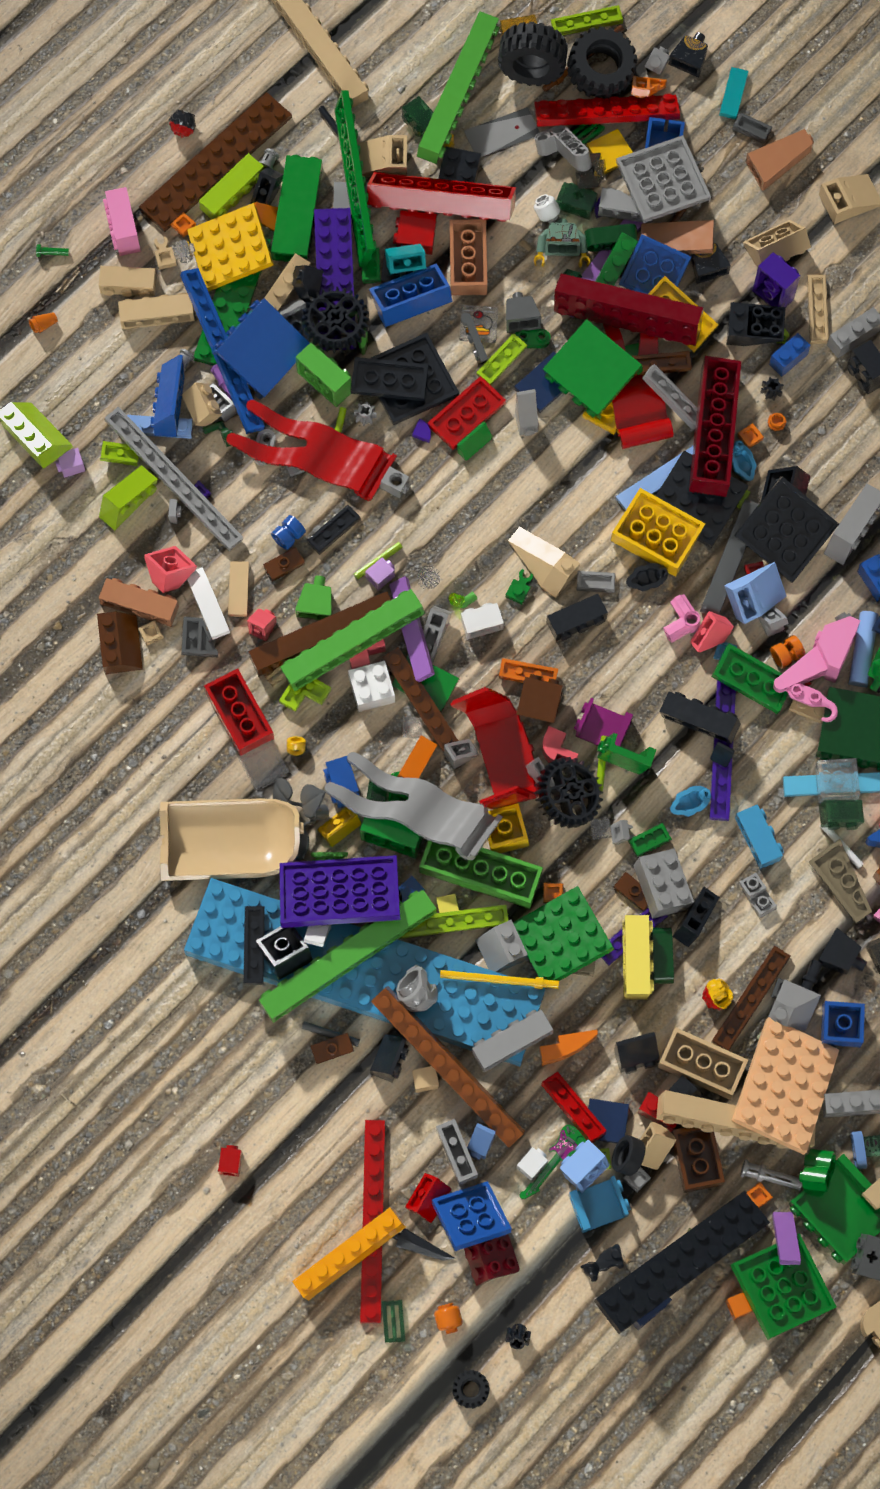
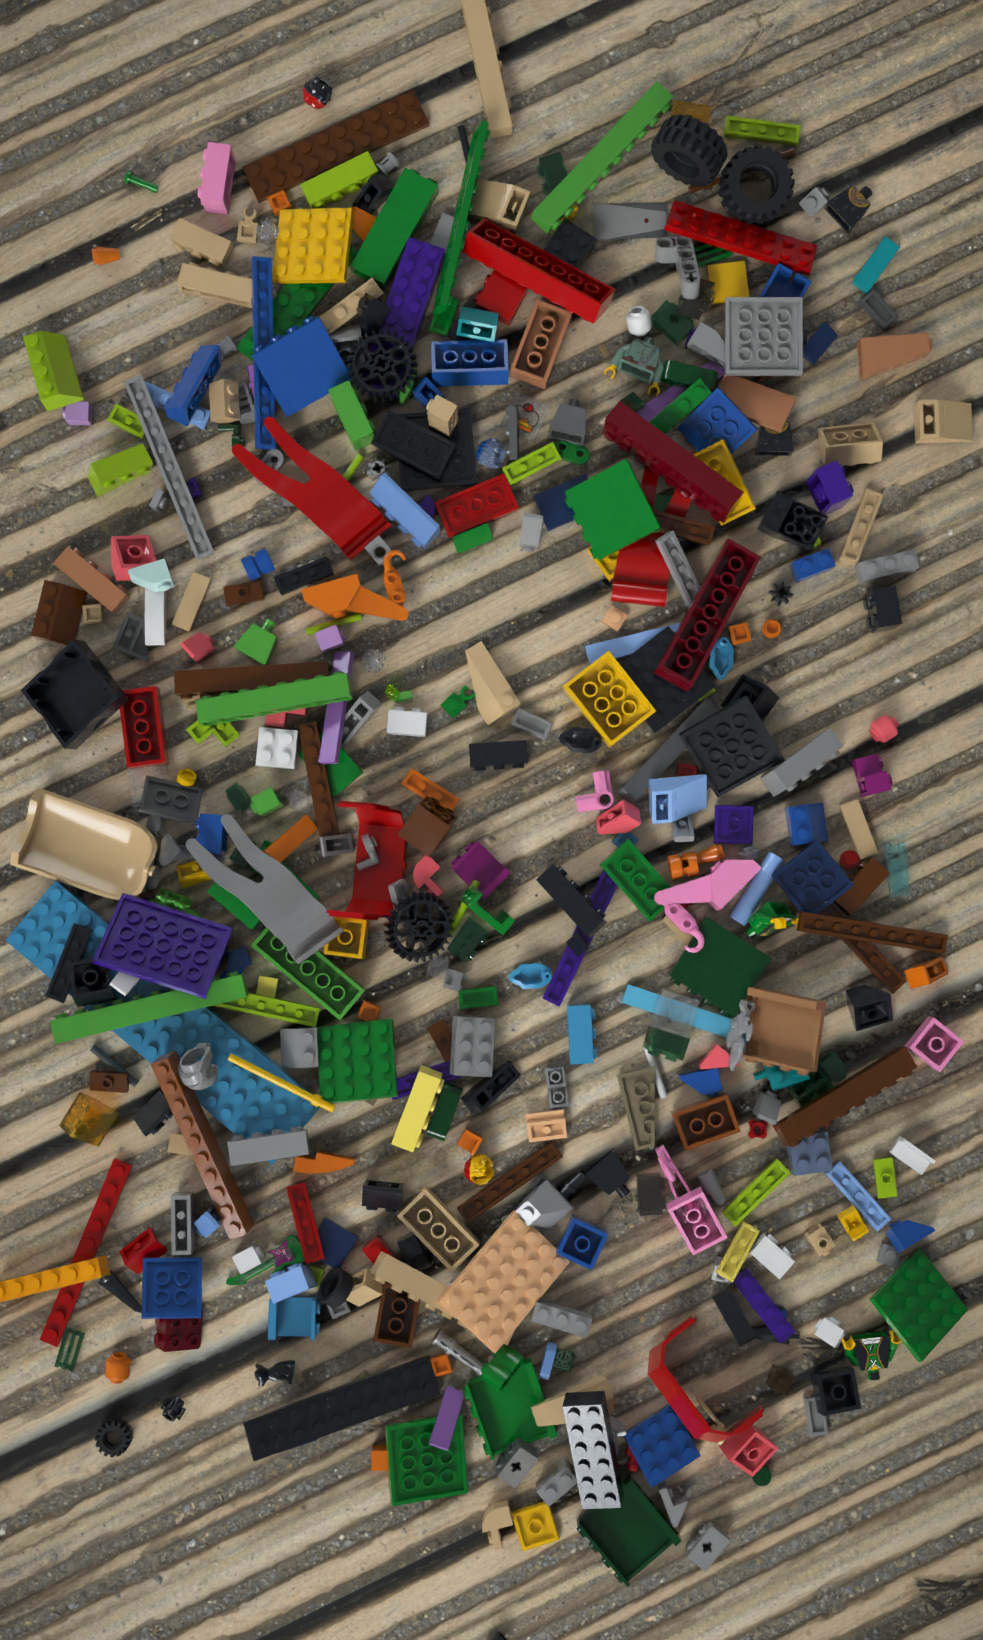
camera: 20 degrees right, 15 degrees up
(165, 703) = (75, 694): none -> black tile
(196, 575) = (152, 576): none -> light aqua slope
(290, 766) = (170, 800): none -> dark grey tile
(326, 1091) = (88, 1119): none -> clear yellow slope
(352, 742) = (238, 797): none -> clear green brick
(381, 526) = (348, 595): none -> orange slope
(381, 735) = (266, 802): none -> bright green brick
(385, 335) = (426, 391): none -> blue slope
(405, 438) = (404, 511): none -> medium blue slope
(407, 341) = (442, 415): none -> tan brick
(462, 363) = (491, 453): none -> sand blue piece
(492, 739) = (370, 844): none -> light grey plate
(618, 791) = (467, 940): none -> clear green brick
(632, 464) = (614, 618): none -> light nougat plate
(646, 86) = (791, 226): orange wing -> none
(697, 973) = (470, 1140): none -> orange panel
(713, 171) = (819, 343): none -> dark blue slope
(763, 932) = (546, 1125): none -> light nougat plate
(809, 632) = (711, 854): none -> orange cone
(817, 600) = (733, 824): none -> dark purple plate

